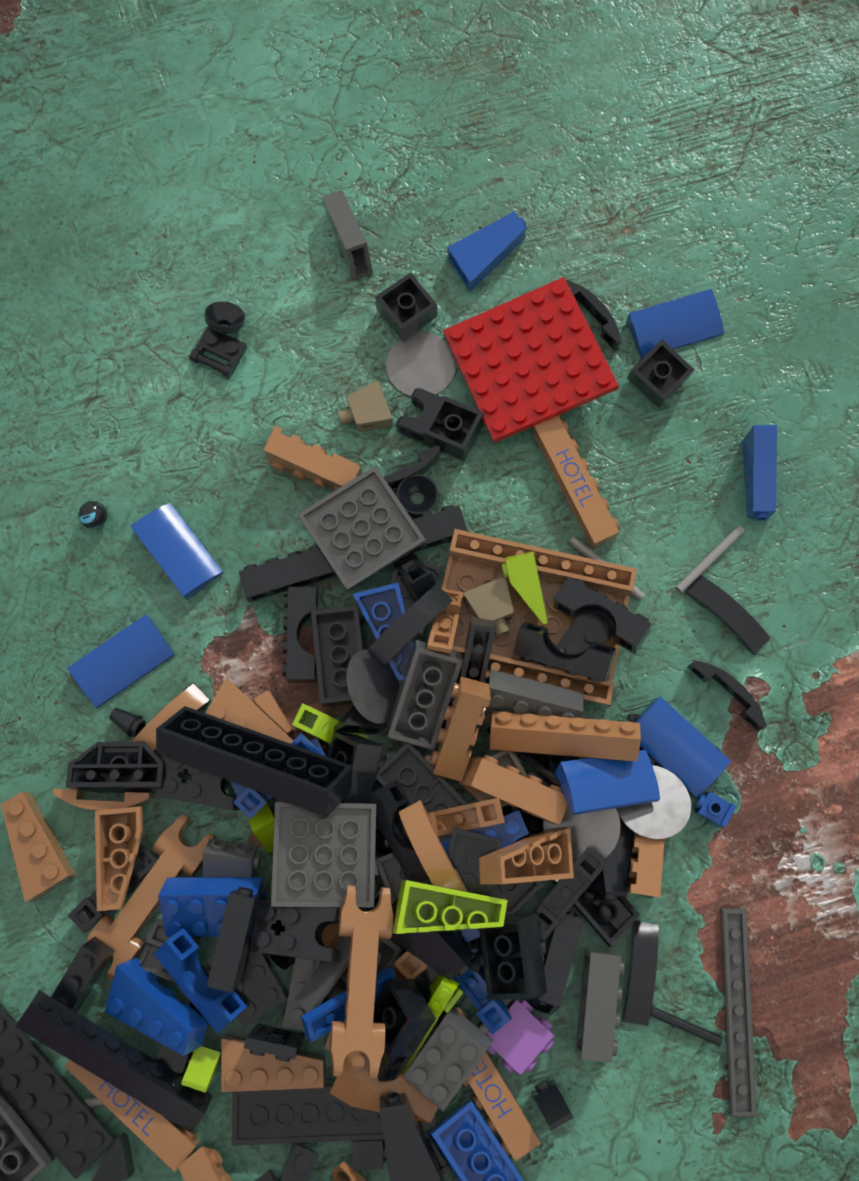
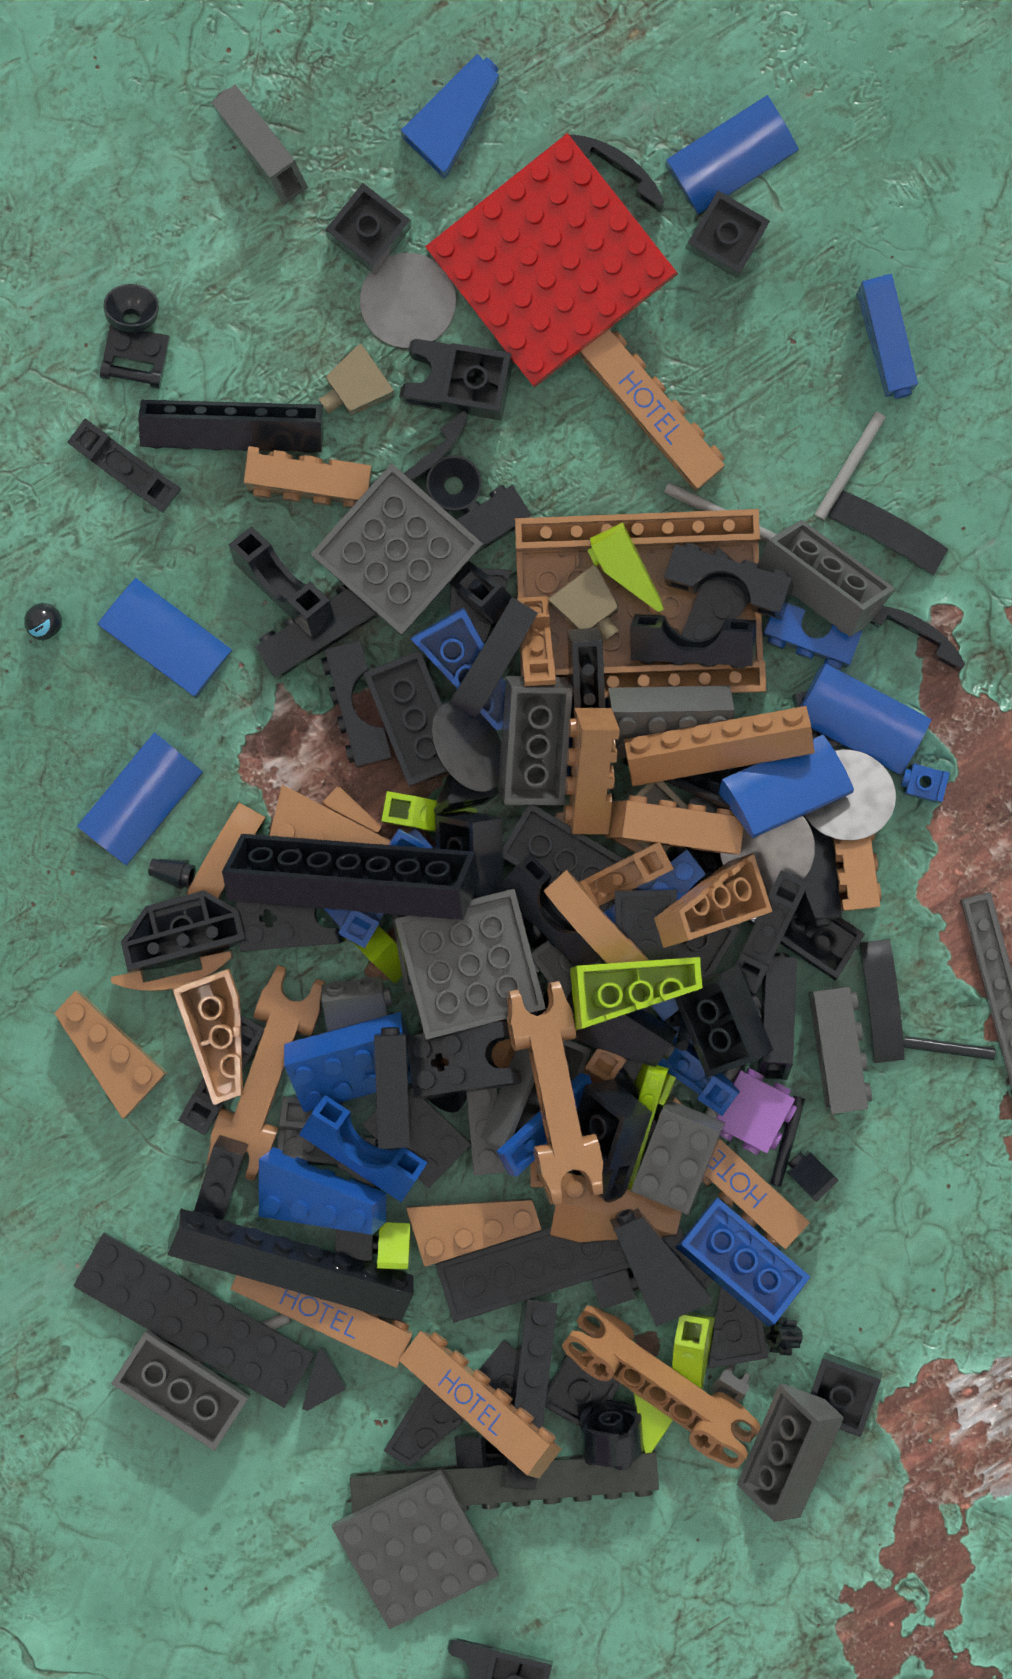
camera: 15 degrees left, 10 degrees up
(185, 422) = (123, 466): none -> black slope
(266, 411) = (230, 425): none -> black brick
(275, 1041) = (459, 1194): black plate -> none
(278, 544) = (298, 600): none -> black arch
(537, 1070) = (787, 1144): none -> black bar
(669, 687) = (835, 647): none -> blue arch
(676, 634) = (826, 577): none -> dark grey slope

